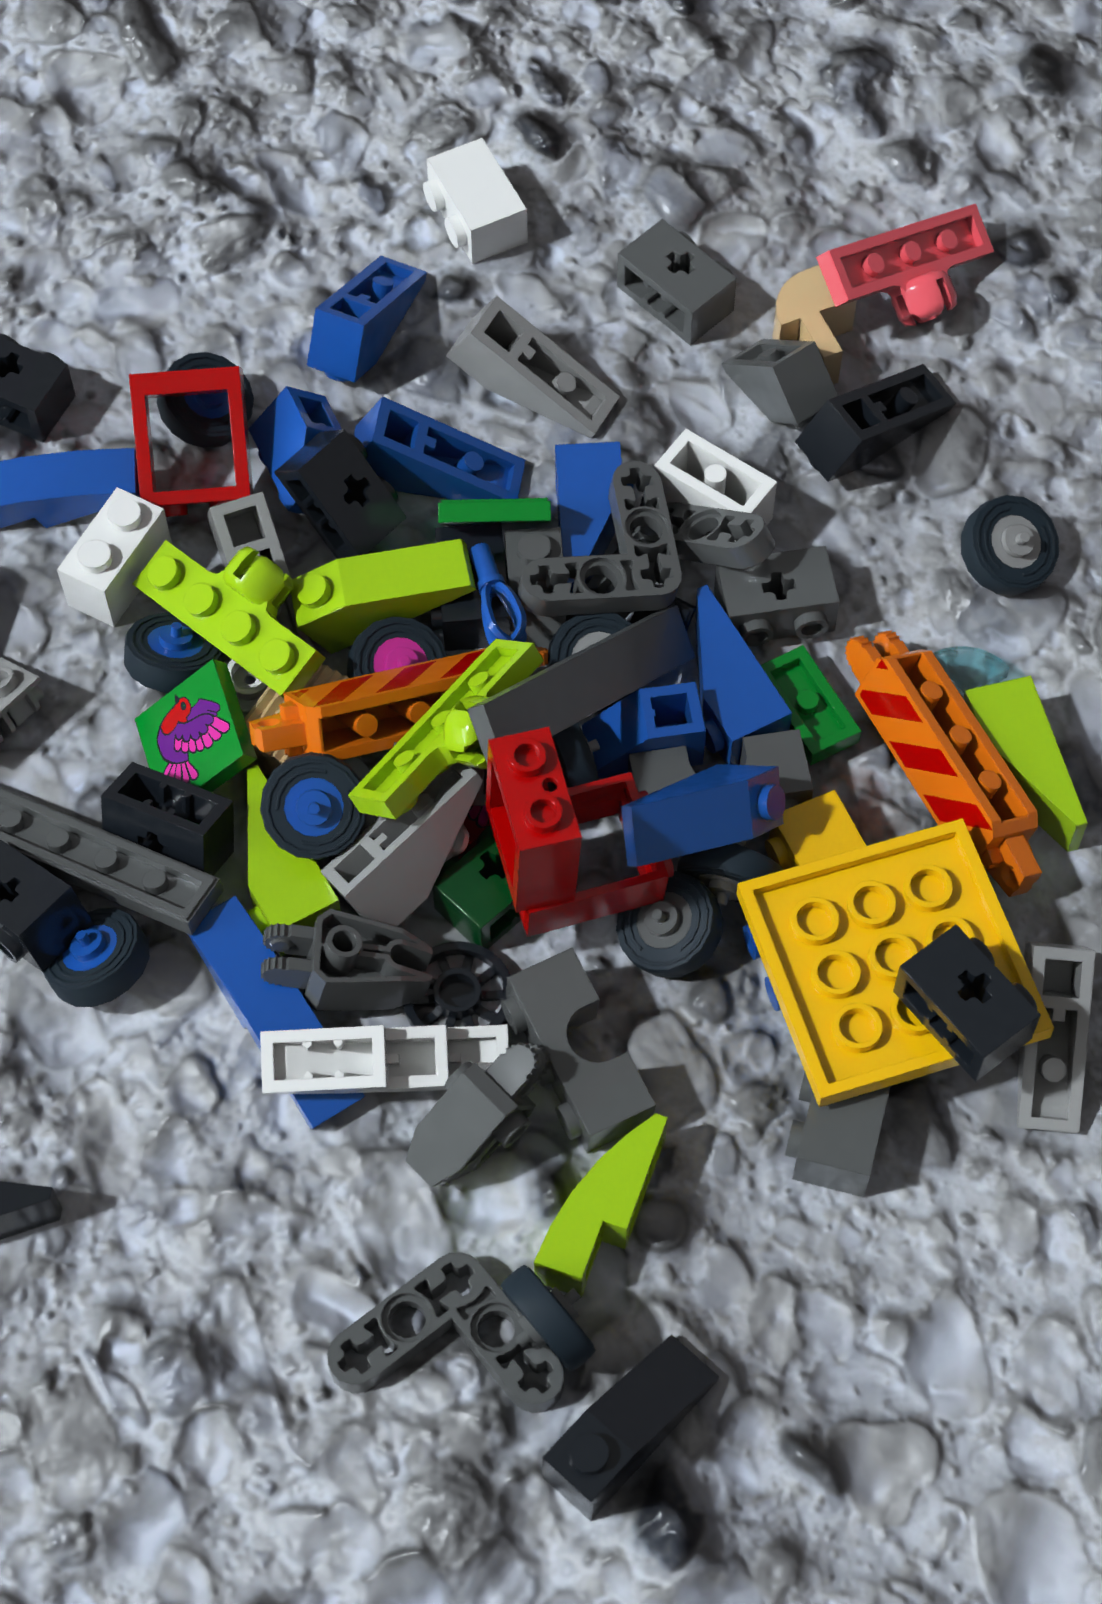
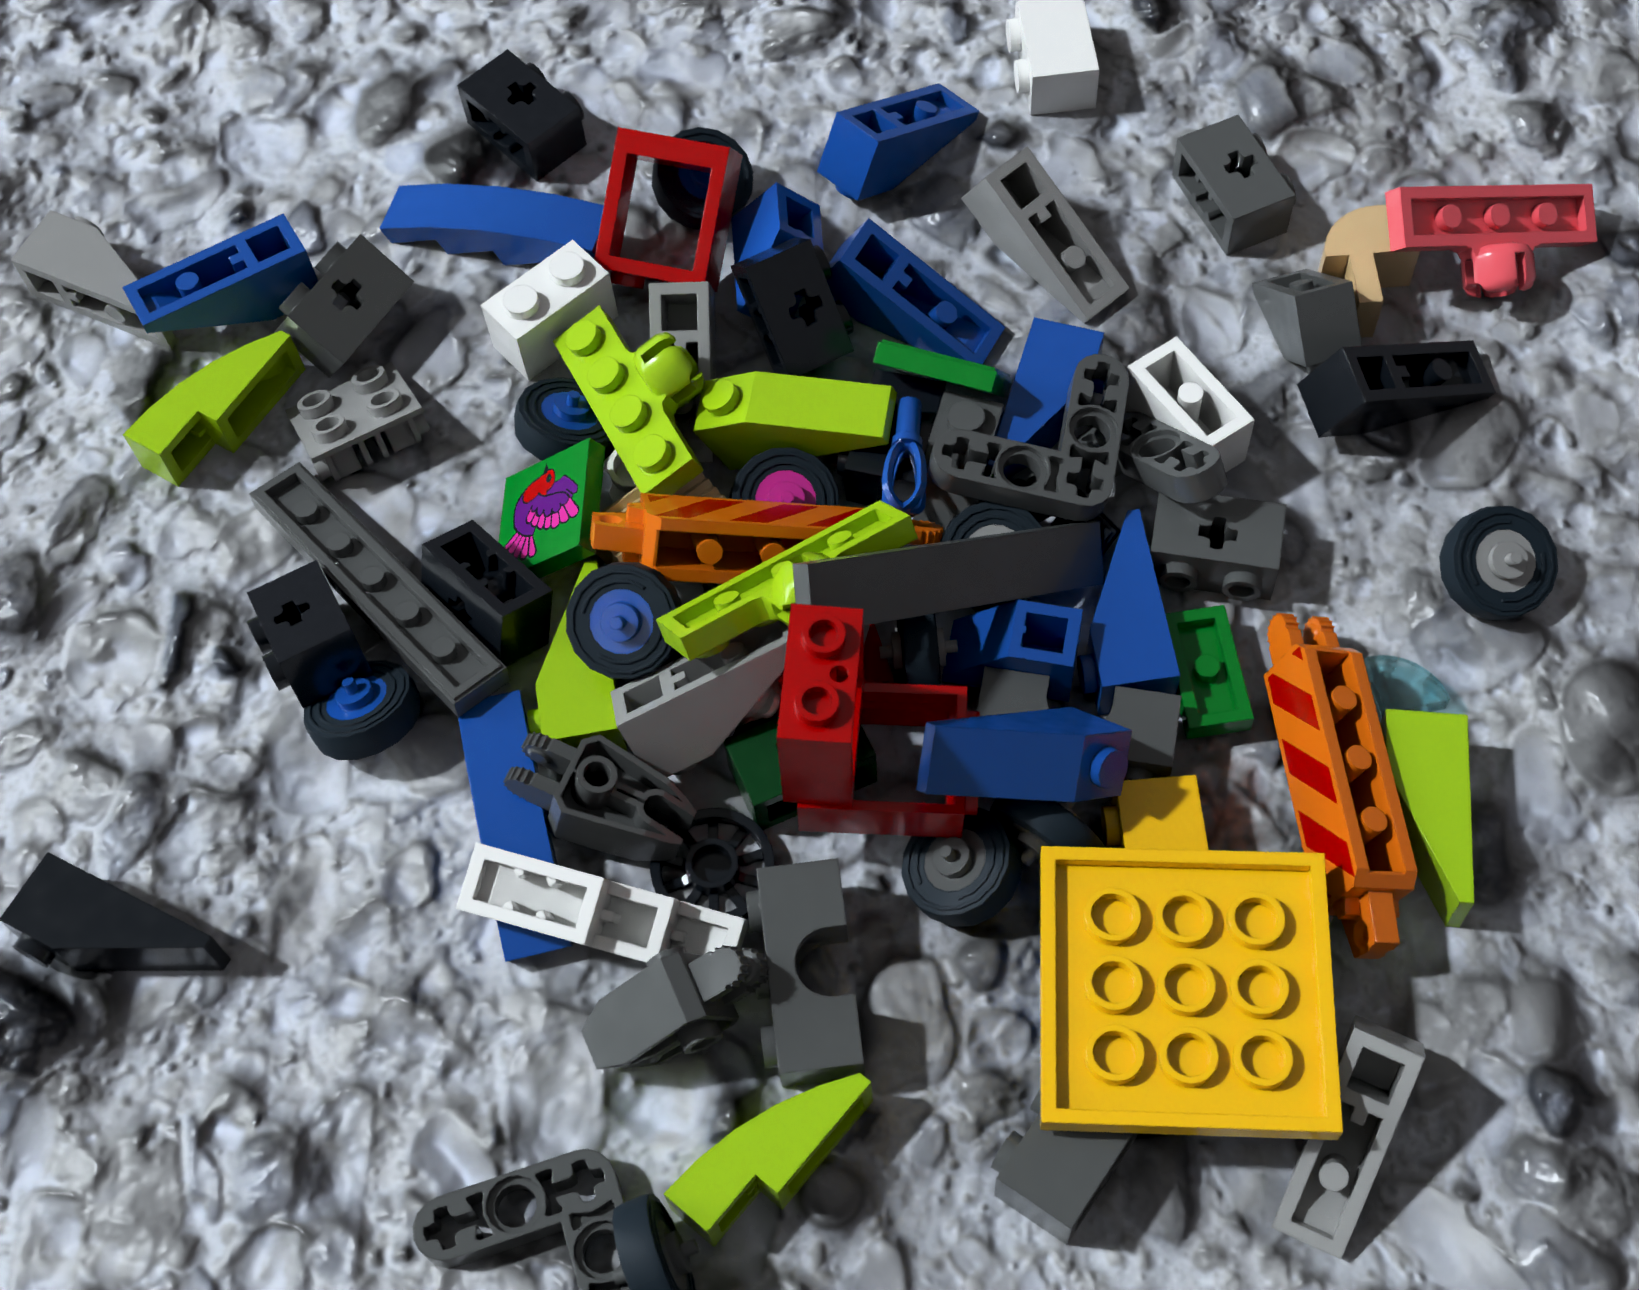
camera: 25 degrees right, 0 degrees up
(967, 1001) = (1242, 1111): black brick -> none

